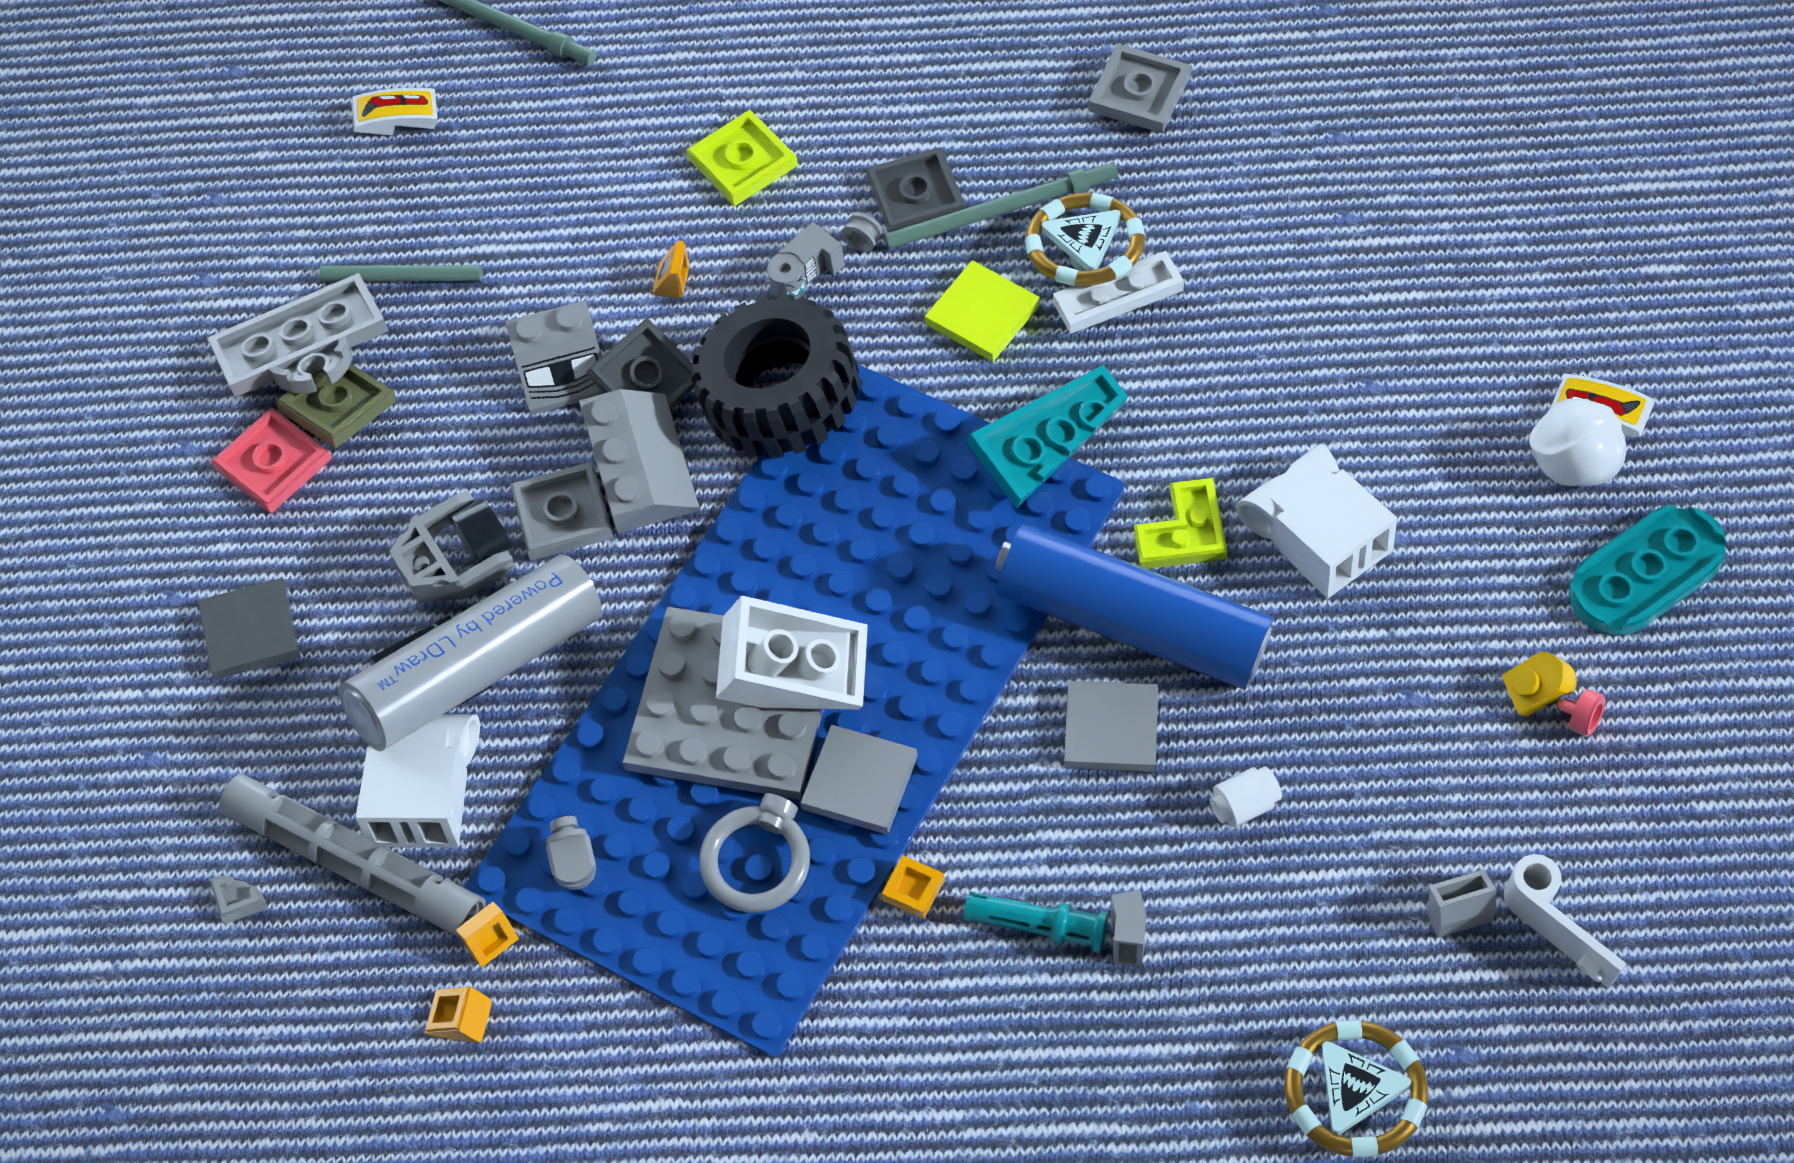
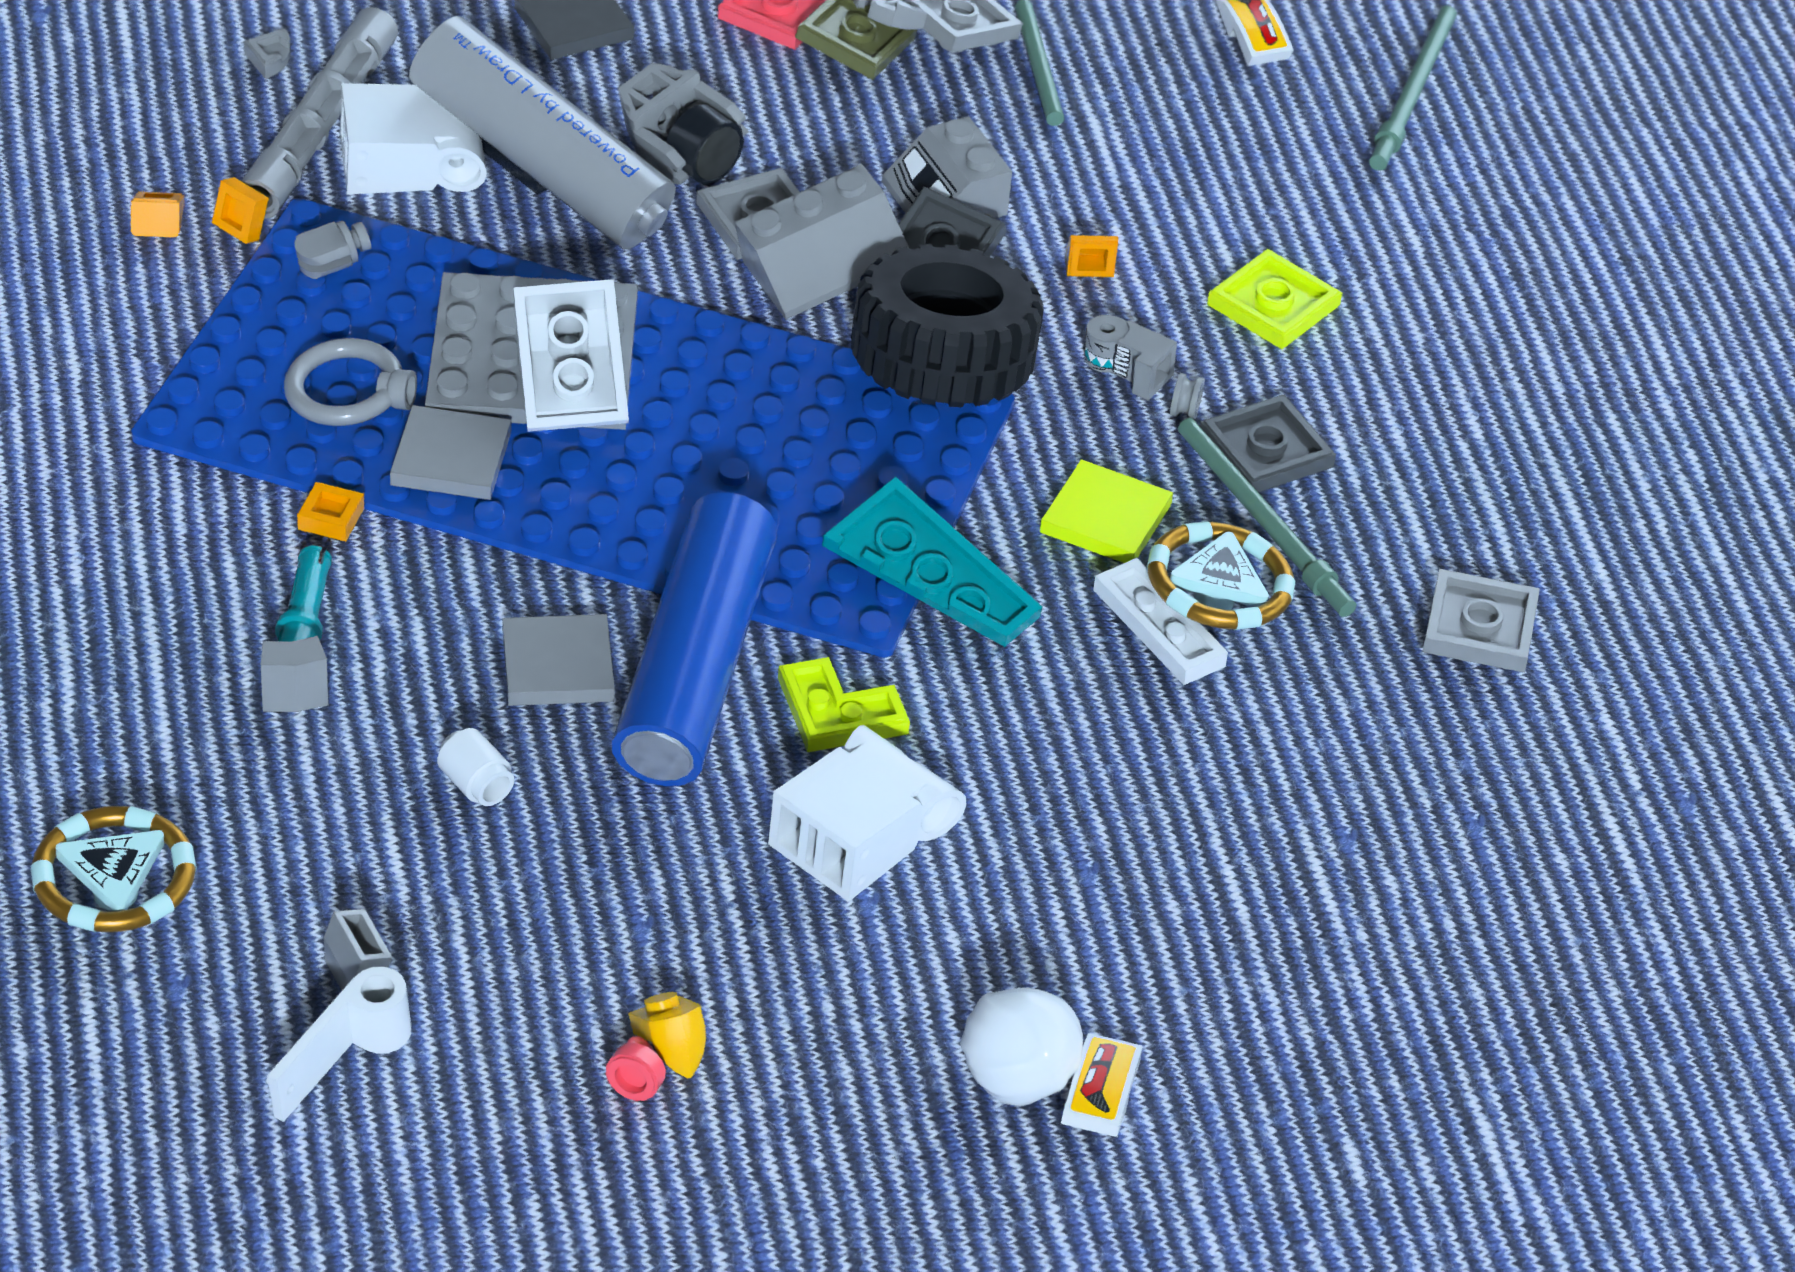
camera: 70 degrees right, 15 degrees down
(1647, 569) = (865, 1142): teal tile -> none

